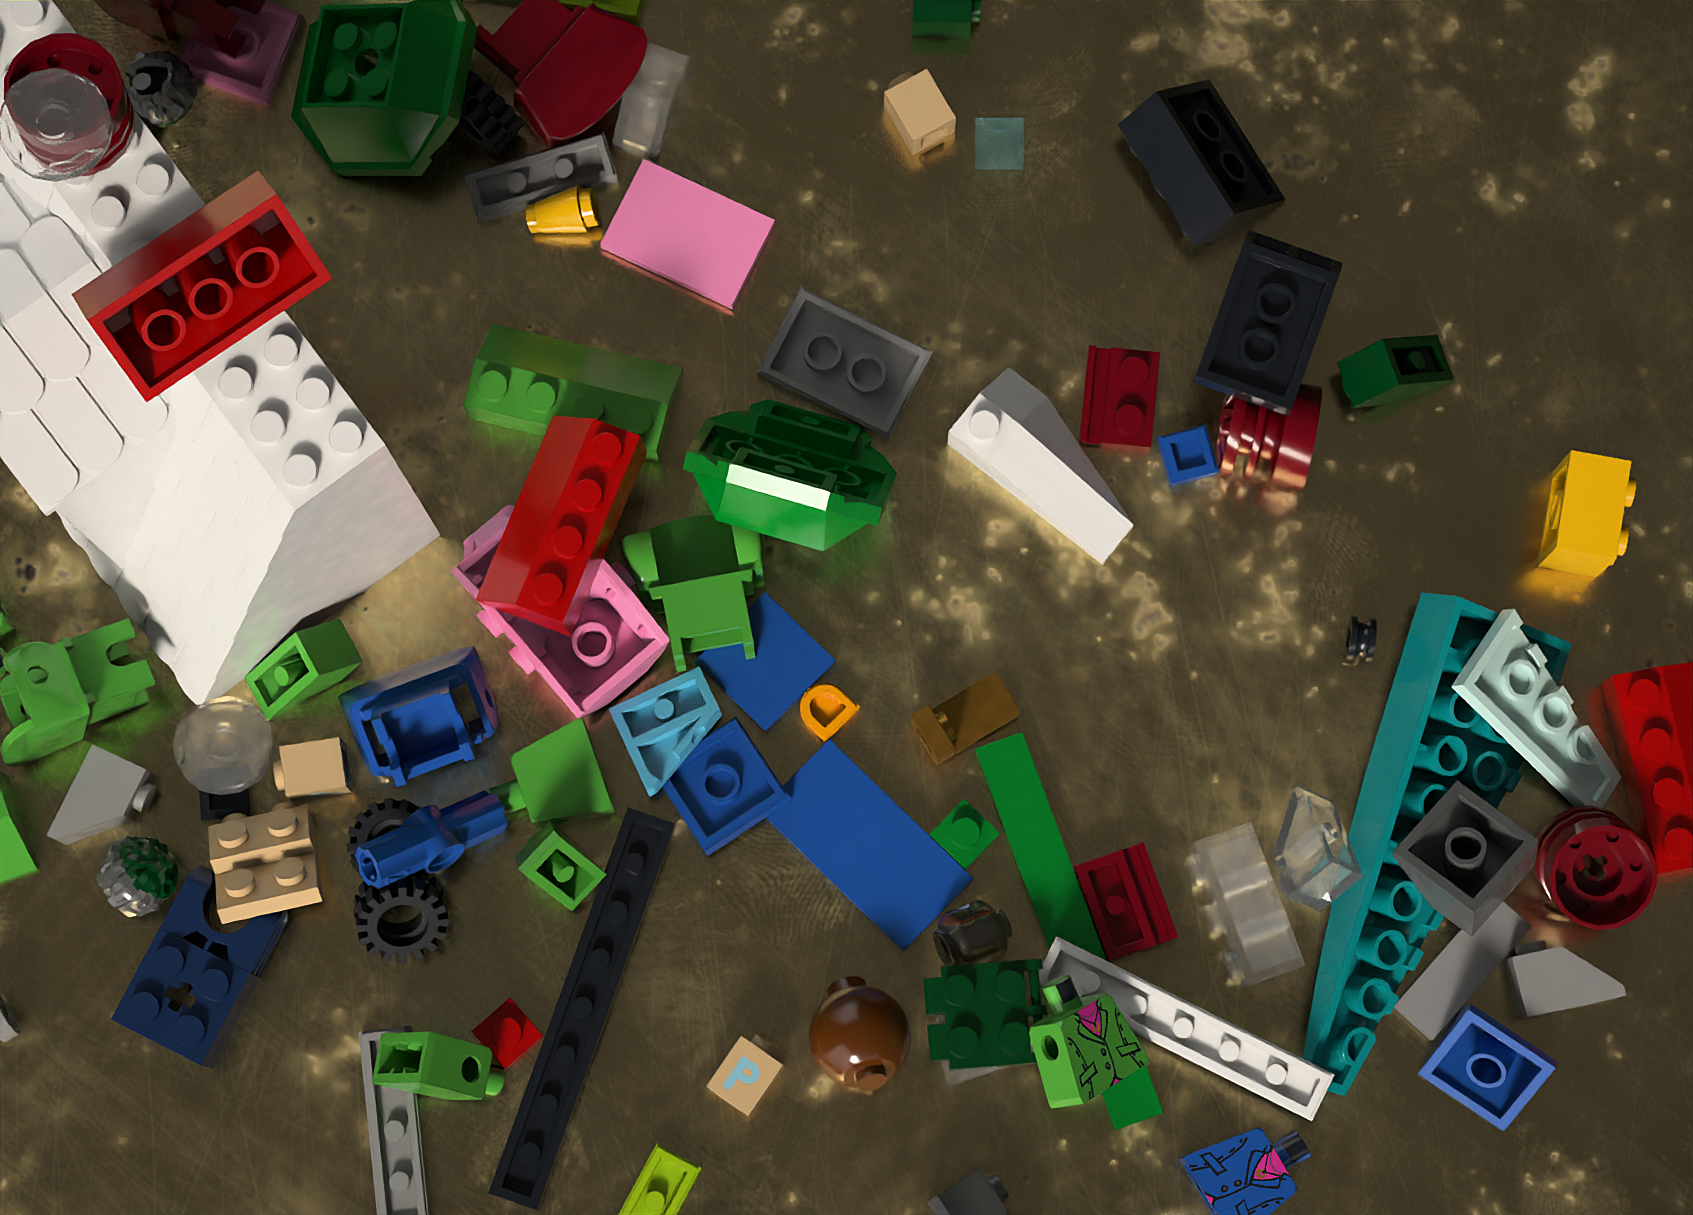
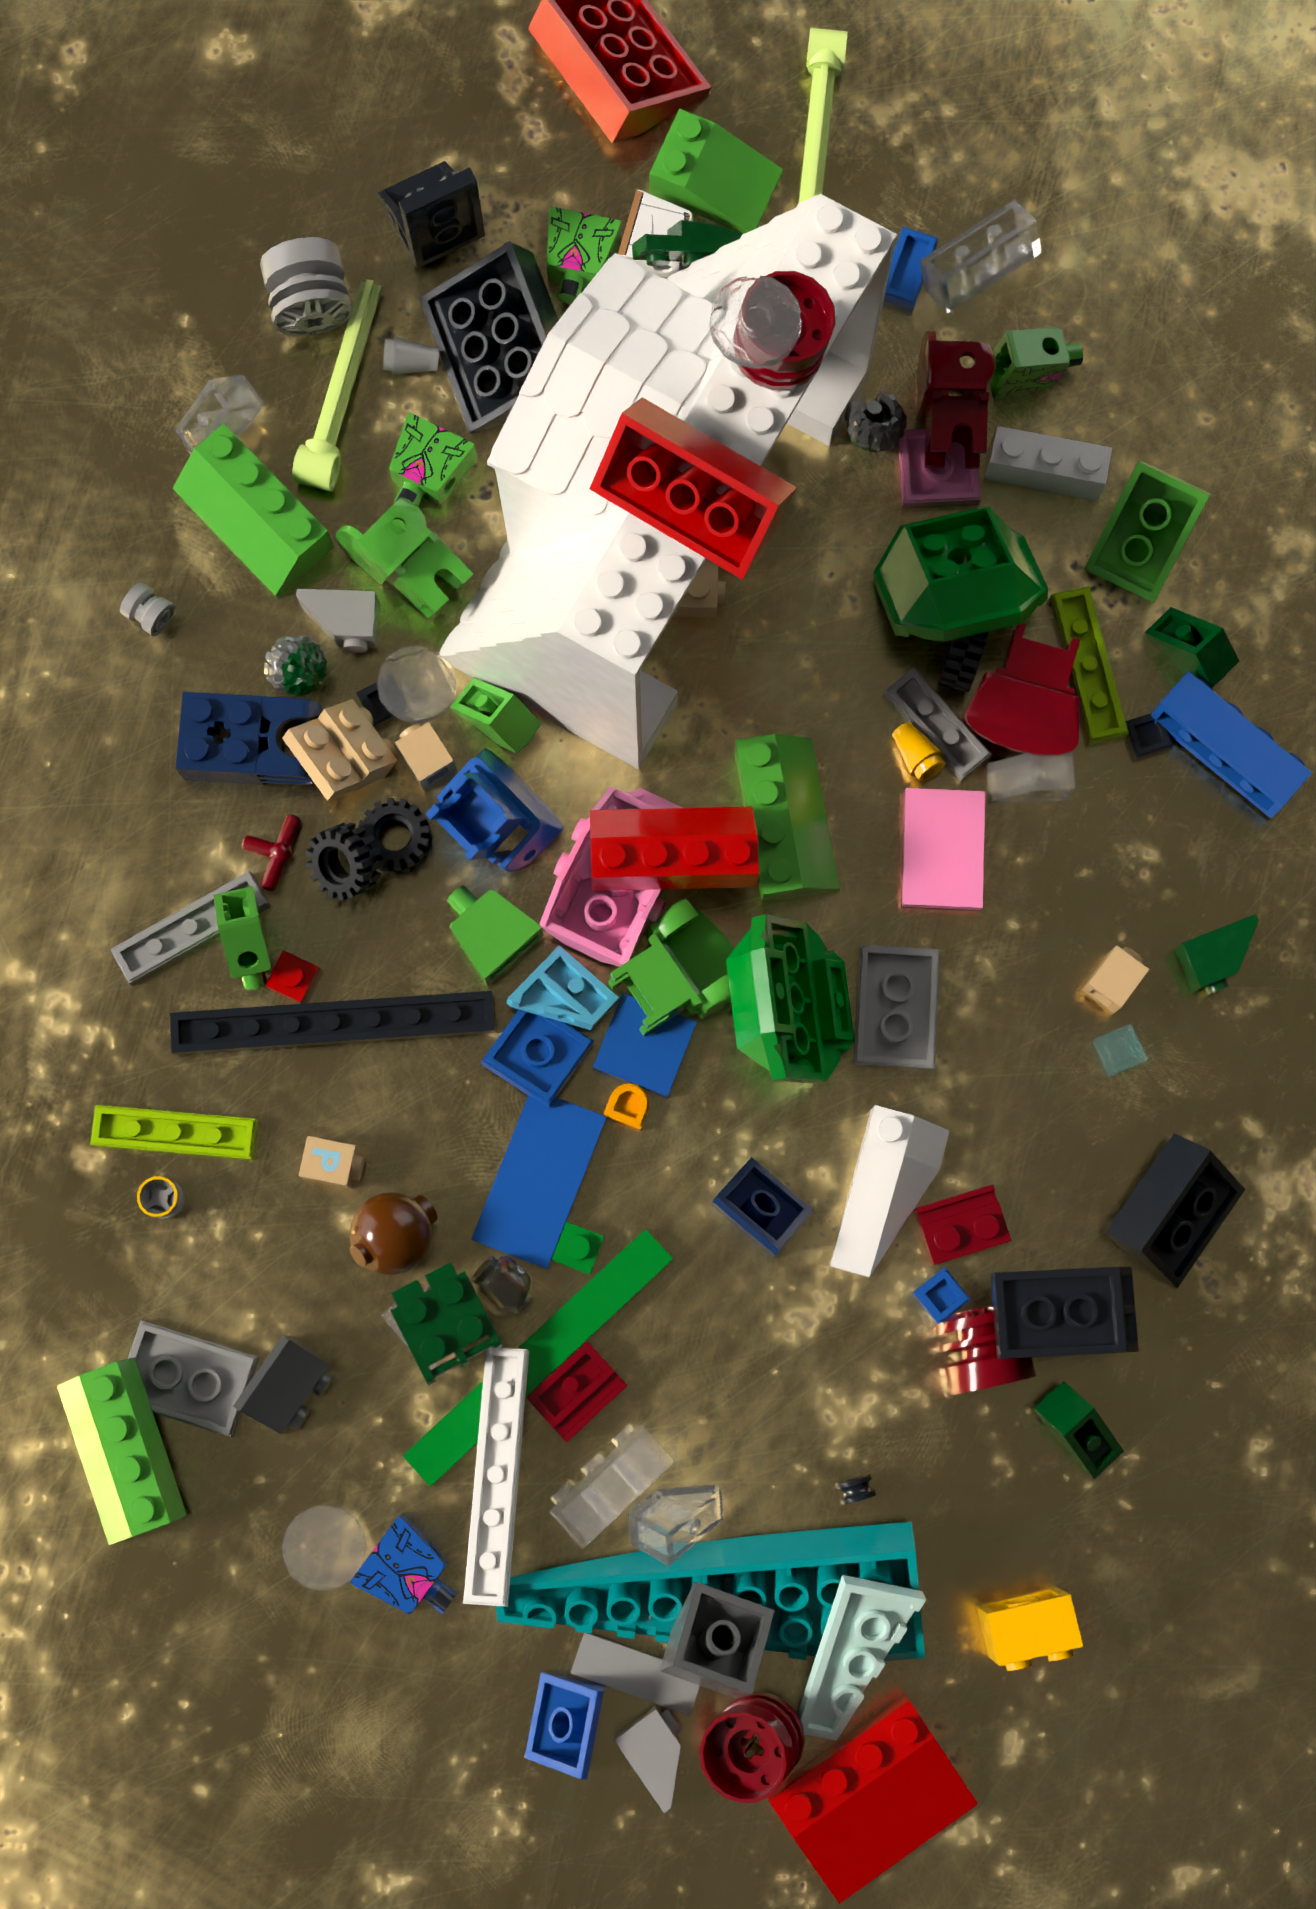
camera: 65 degrees right, 0 degrees up
(351, 989) = (277, 852): none -> dark red piece
(431, 839) = (403, 857): blue piece -> none
(559, 865) = (425, 958): bright green slope -> none
(964, 718) = (665, 1211): pearl gold bracket -> none
(1007, 609) = (761, 1207): none -> dark blue slope
(1082, 1045) = (448, 1403): bright green torso -> none

